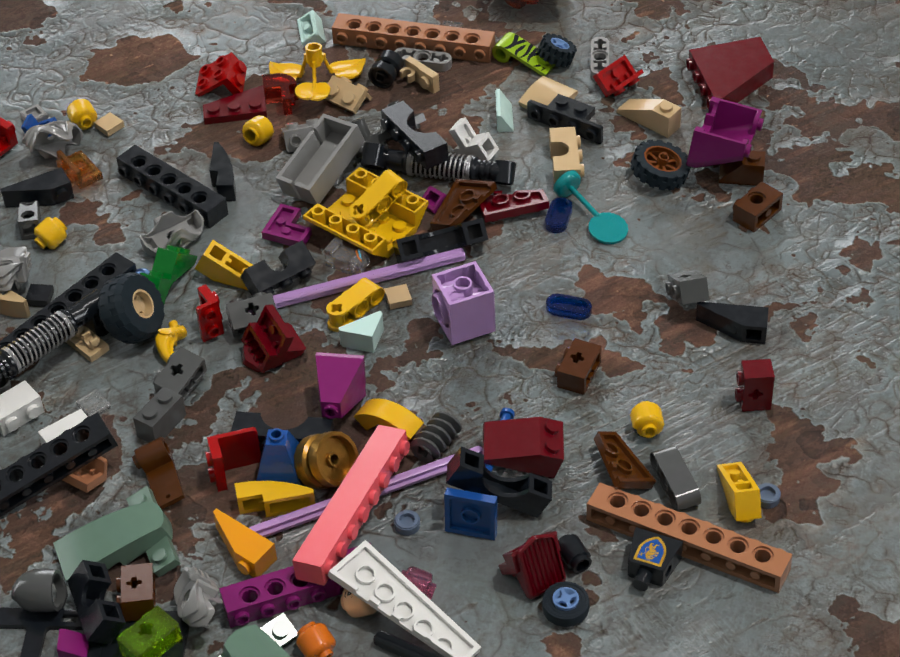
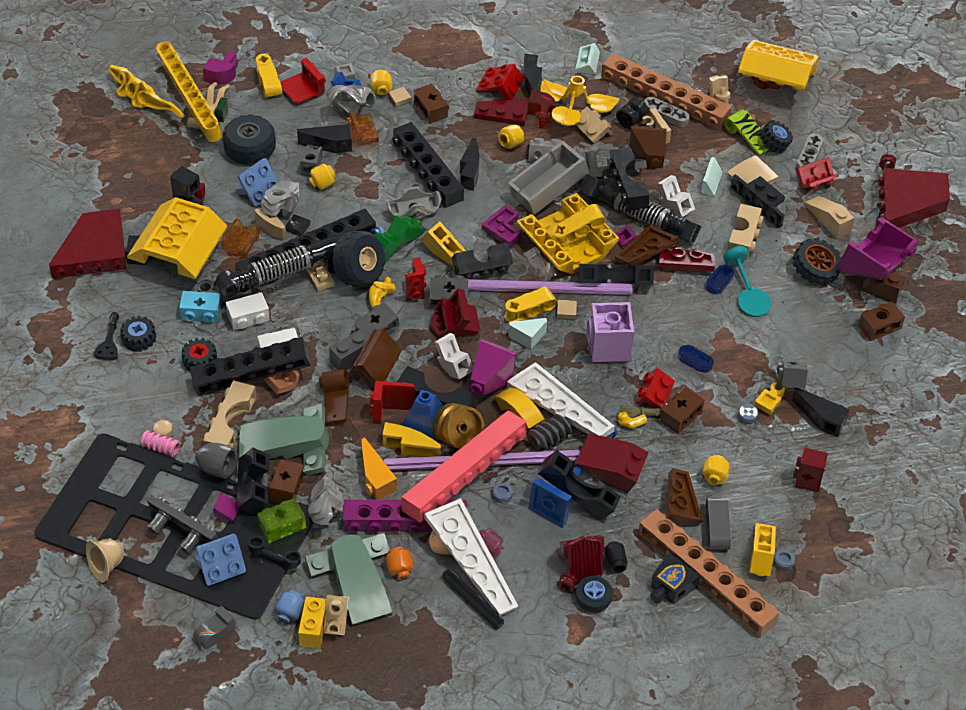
camera: 15 degrees right, 5 degrees up
(39, 514) = (237, 400): none -> tan arch
(149, 121) = (431, 103): none -> reddish brown brick
(195, 414) = (377, 357): none -> reddish brown piece
(254, 59) = (532, 73): none -> black slope
(285, 389) = (451, 359): none -> white brick
(421, 94) = (649, 145): none -> reddish brown slope
(431, 396) = (558, 399): none -> white wing
(473, 16) = (719, 88): none -> tan hips
(521, 384) = (633, 411): none -> olive piece
(525, 398) = (631, 423): none -> yellow arm
(528, 601) = (567, 583): none -> dark red bush
(537, 352) = (655, 388): none -> red bracket
(654, 348) = (748, 413): none -> sand blue tile
(672, 325) = (769, 400): none -> yellow plate
(684, 41) = (887, 158): none -> dark red bush

